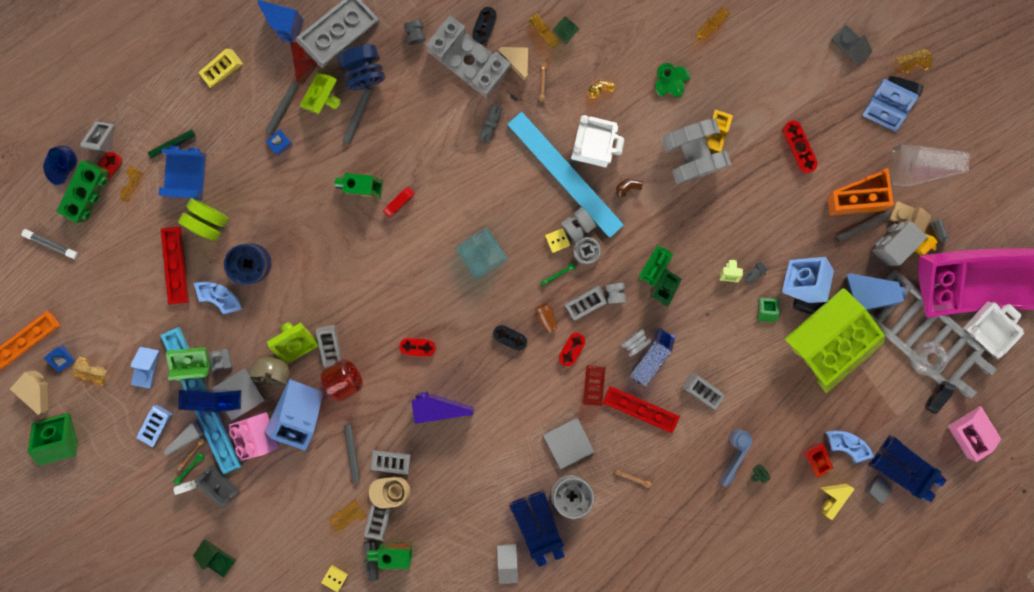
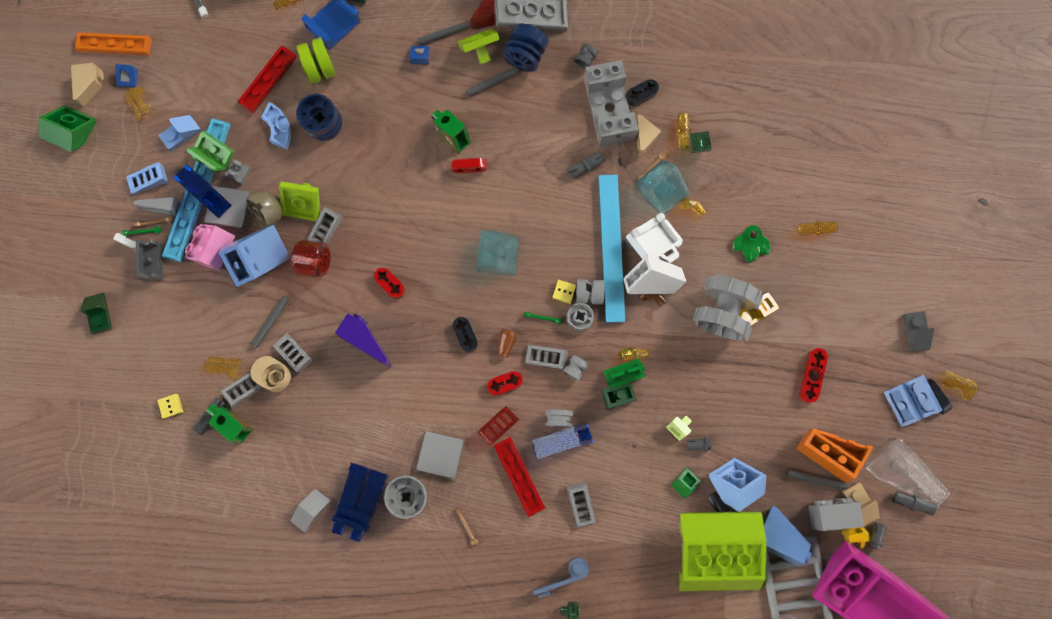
camera: 40 degrees right, 10 degrees down
(565, 91) = (663, 186): none -> clear light blue slope
(619, 173) = (654, 277): none -> white slope
(646, 249) = (632, 353): none -> clear yellow arm
(949, 183) = (914, 503): none -> dark grey pin

